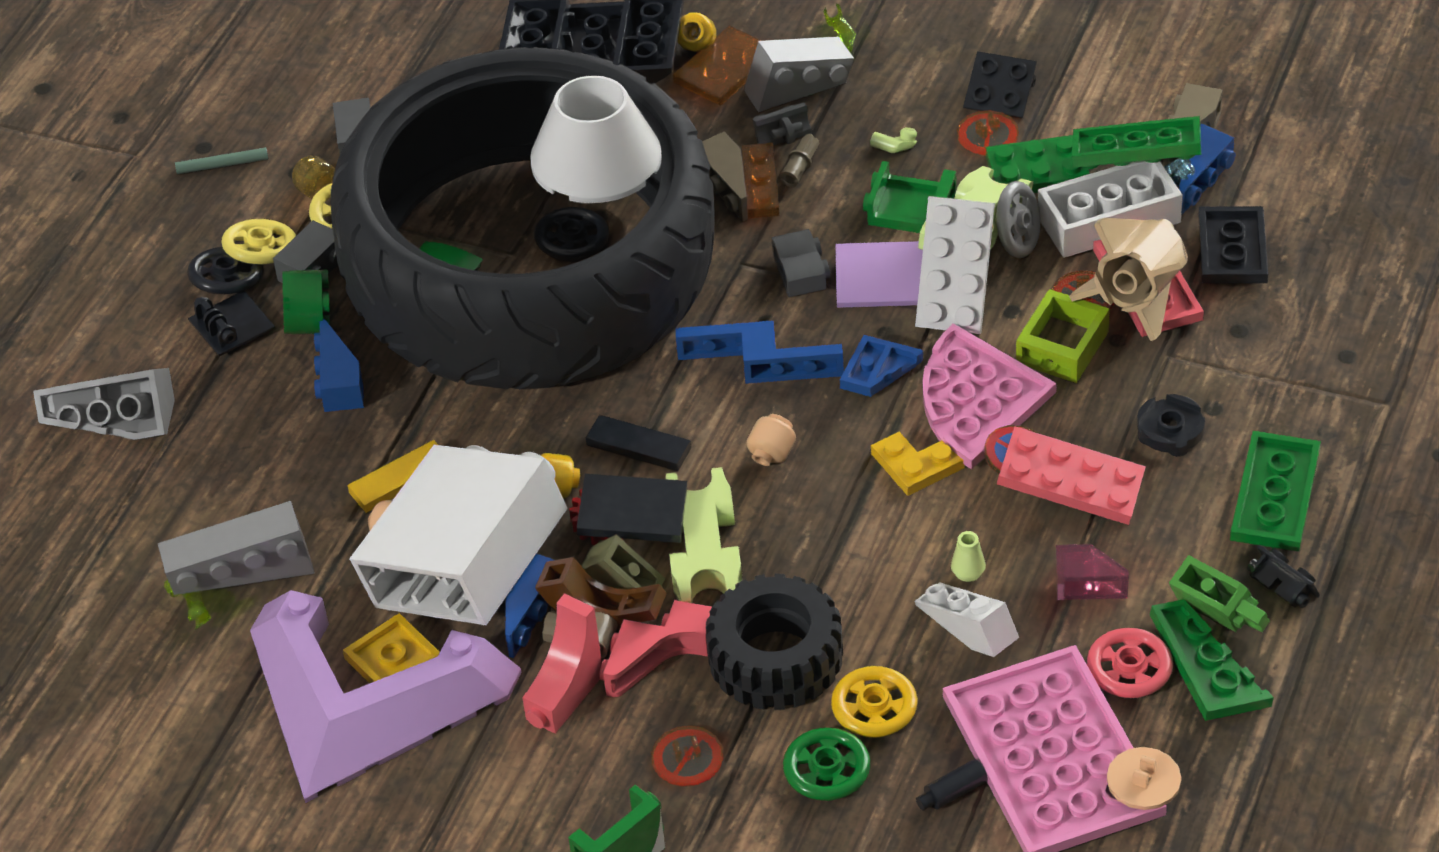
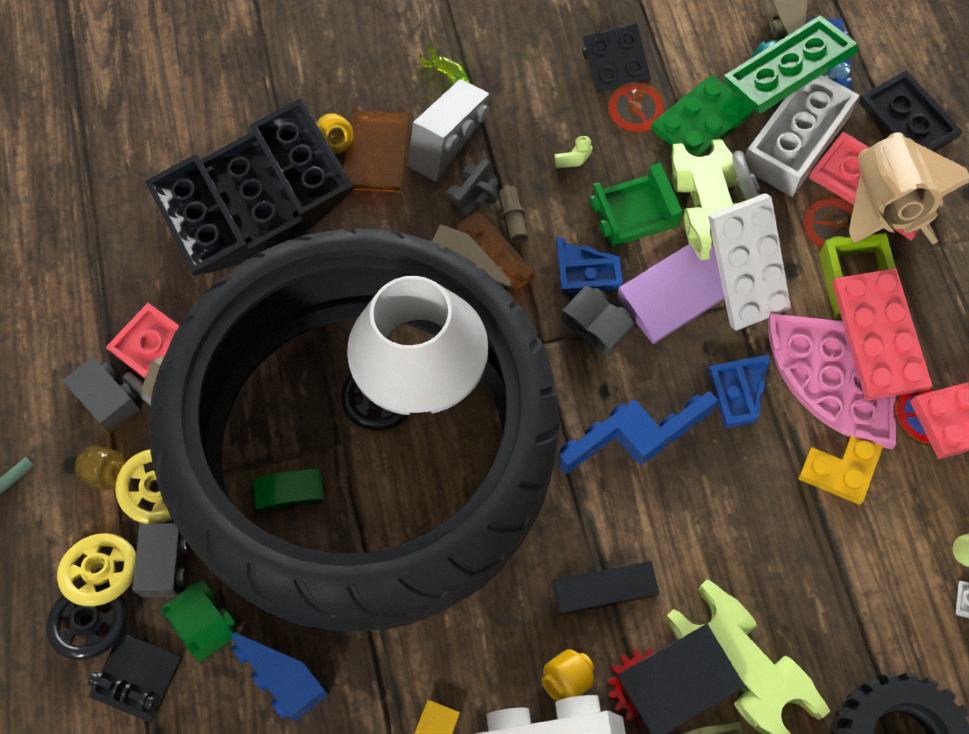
camera: 35 degrees left, 20 degrees up
(771, 439) = (720, 521): light nougat head -> none
(825, 222) = (586, 267): none -> blue wing
(1028, 372) = (881, 334): none -> coral plate

